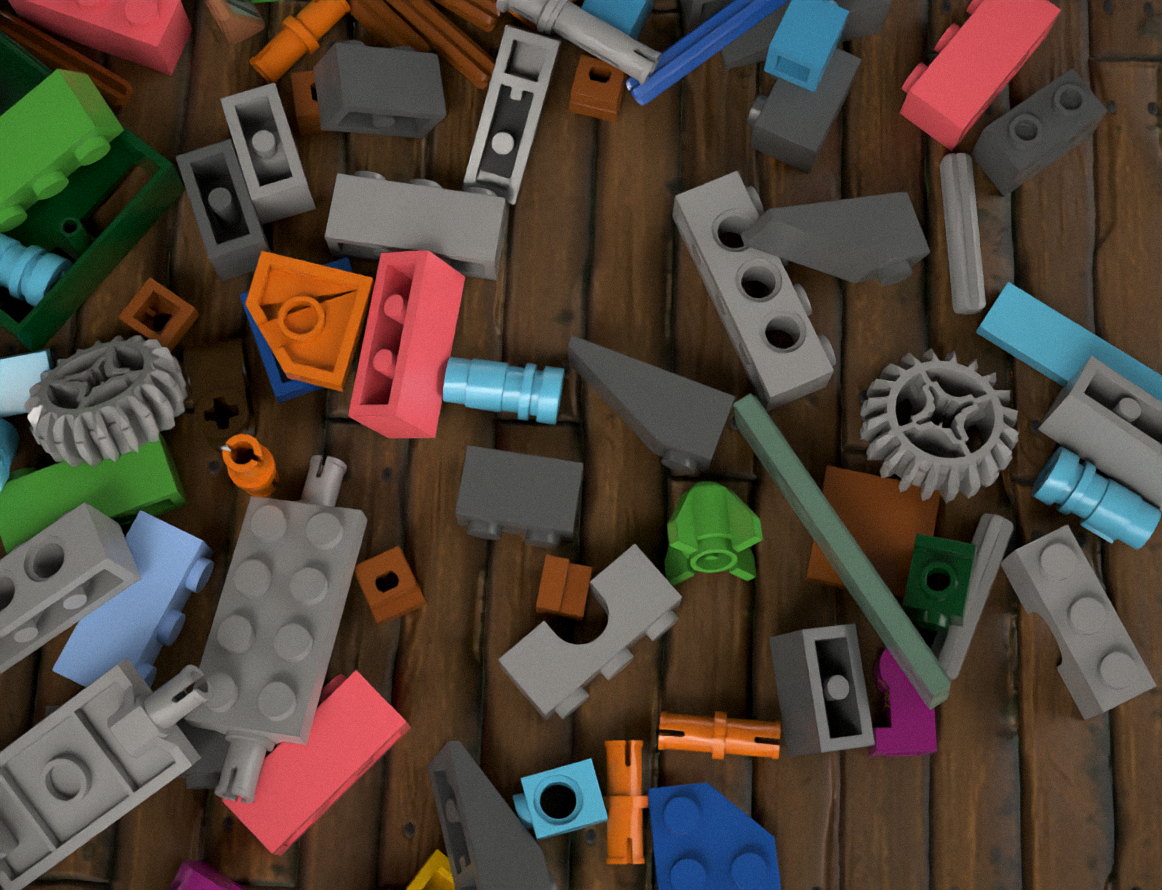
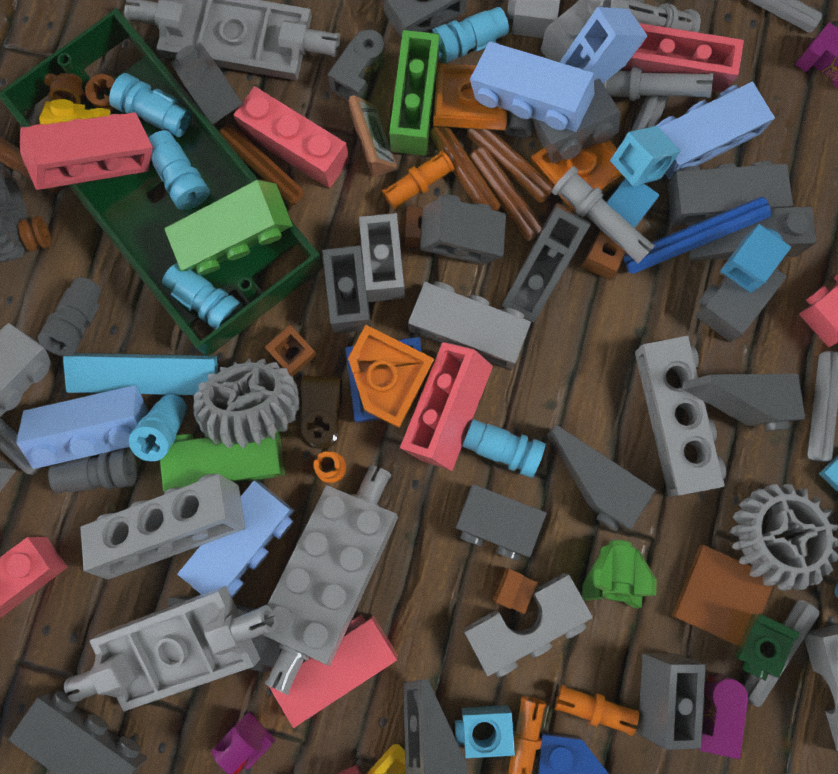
camera: 15 degrees right, 5 degrees up
(396, 601) = (407, 573): dark orange piece -> none
(842, 552) = (707, 615): sand green tile -> none

